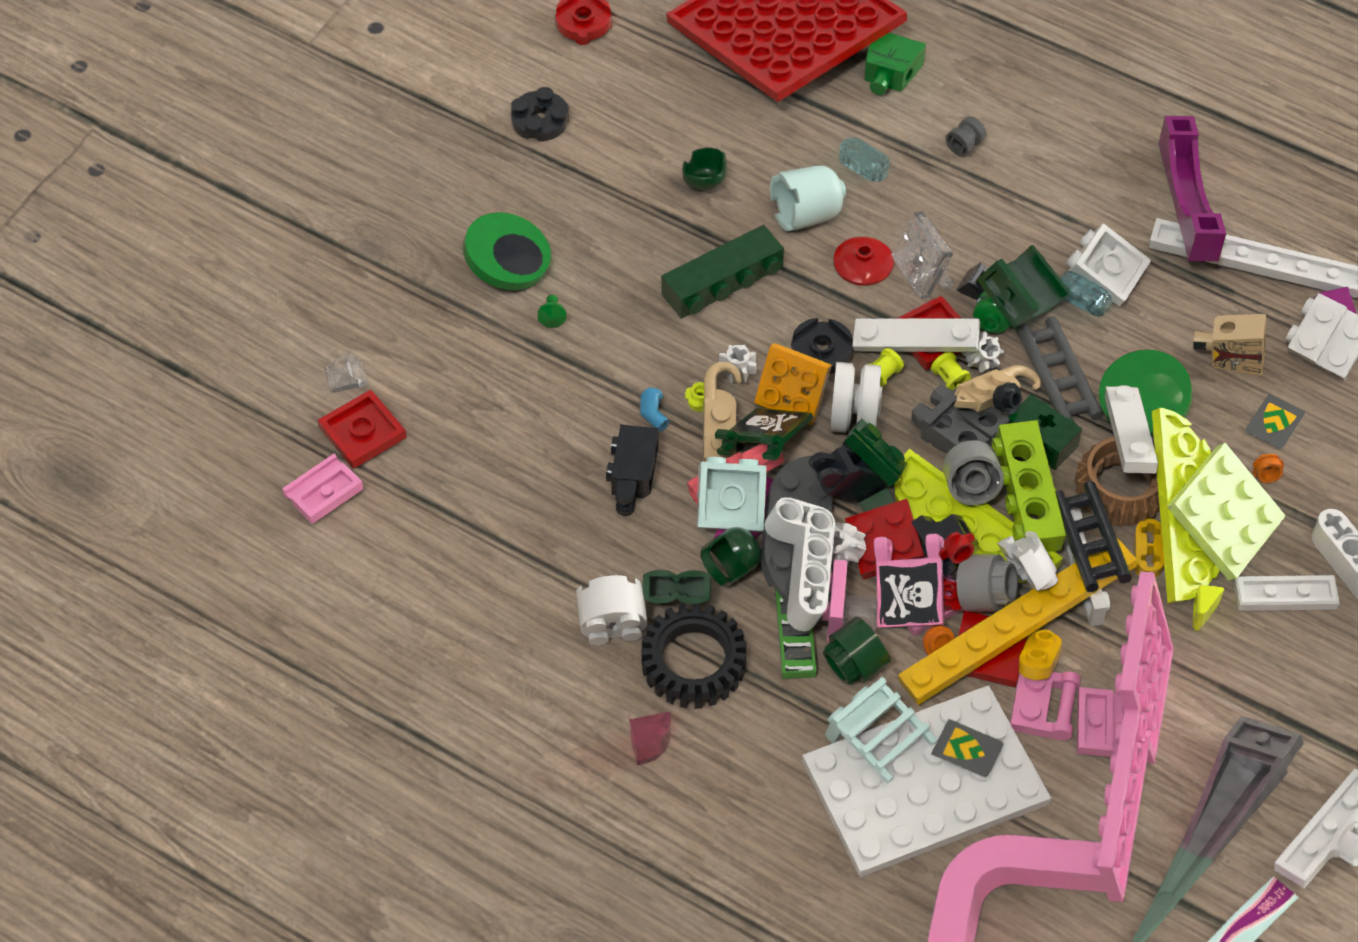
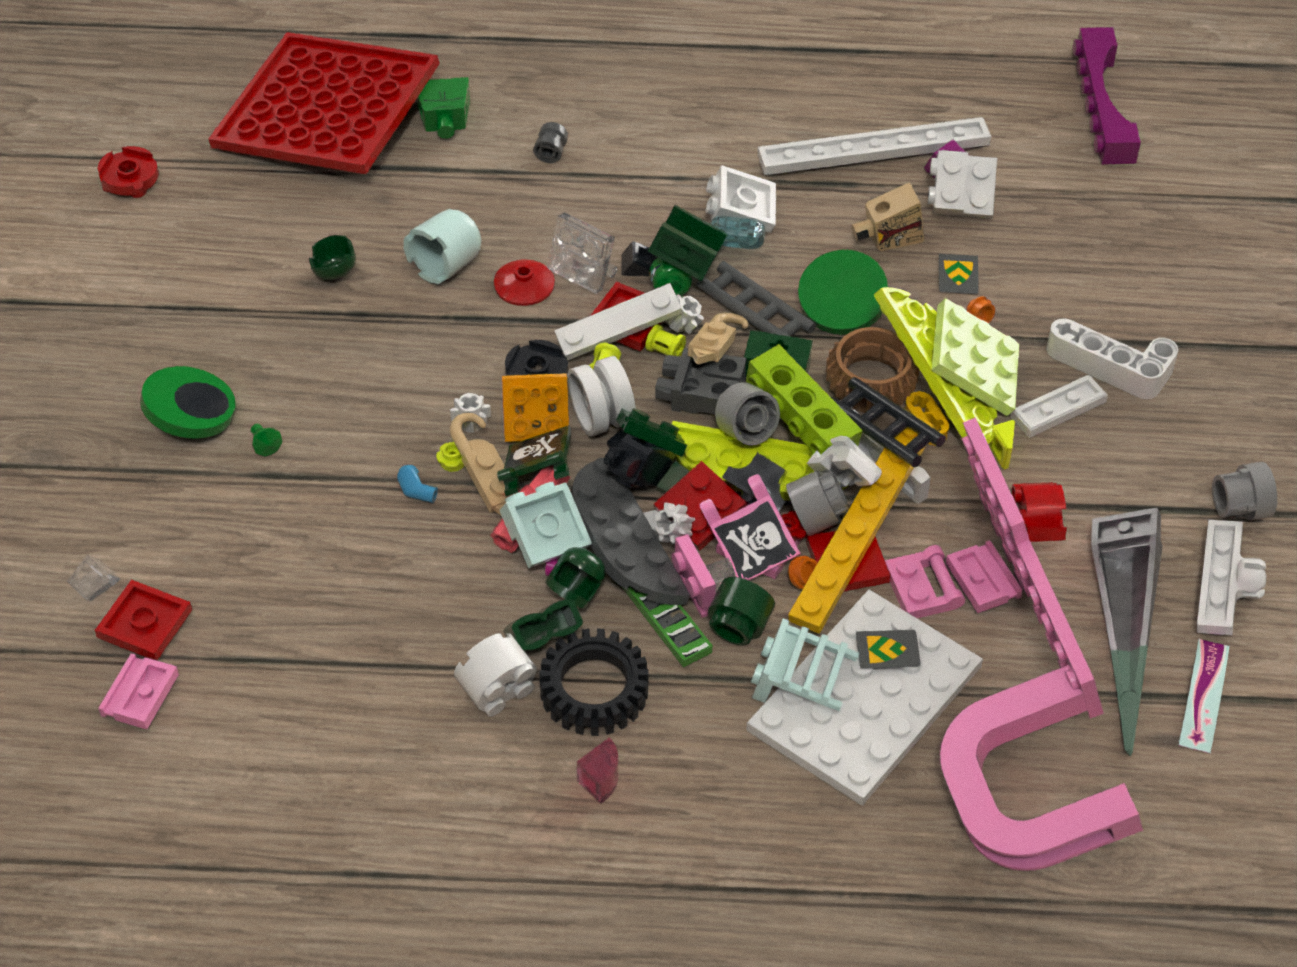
camera: 30 degrees left, 5 degrees down
(536, 102) = (136, 259): black plate -> none
(633, 465) = (430, 541): black hinge -> none
(722, 271) = (404, 340): dark green brick -> none
(812, 534) = (655, 544): white beam -> none
(864, 159) = (470, 196): clear light blue beam -> none
(957, 547) = (780, 478): red plate -> none
(1007, 398) = (736, 339): black plate -> none
(1040, 655) = (897, 543): yellow plate -> none
(1131, 430) = (858, 321): white plate -> none
(1198, 686) = (1041, 510): none -> red cylinder
(1200, 227) = (810, 140): magenta arch -> none

